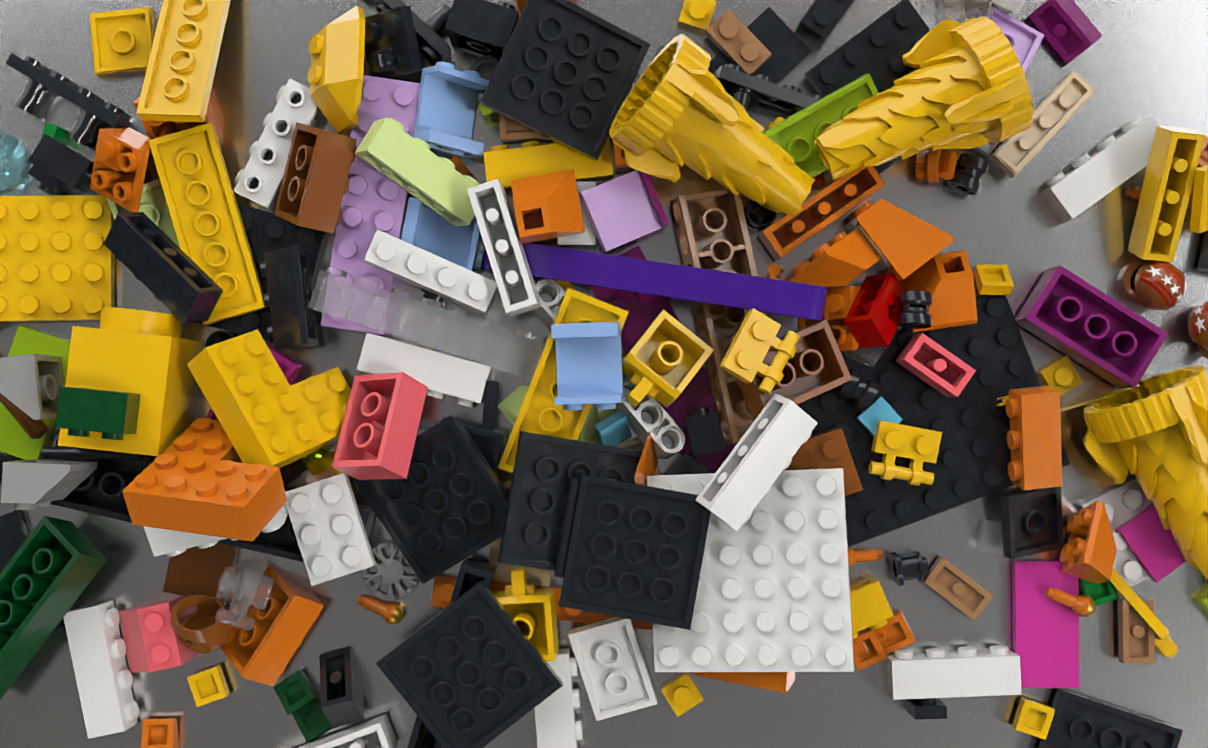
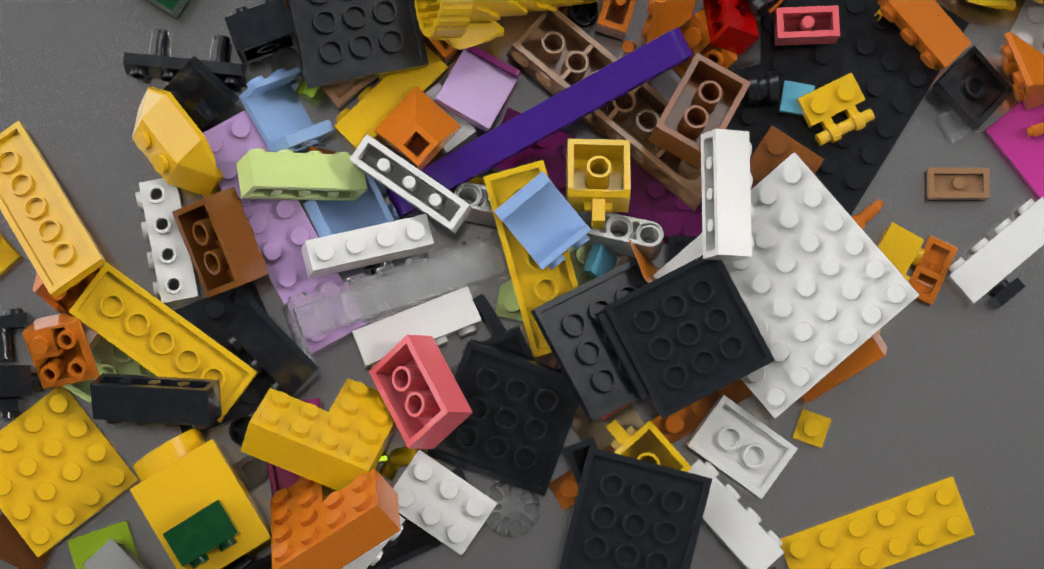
camera: 45 degrees left, 5 degrees down
(390, 612) = (536, 540): orange piece -> none
(704, 432) = (670, 210): black brick -> none
(750, 347) = (656, 116): yellow plate -> none
(908, 567) = (908, 195): black brick -> none

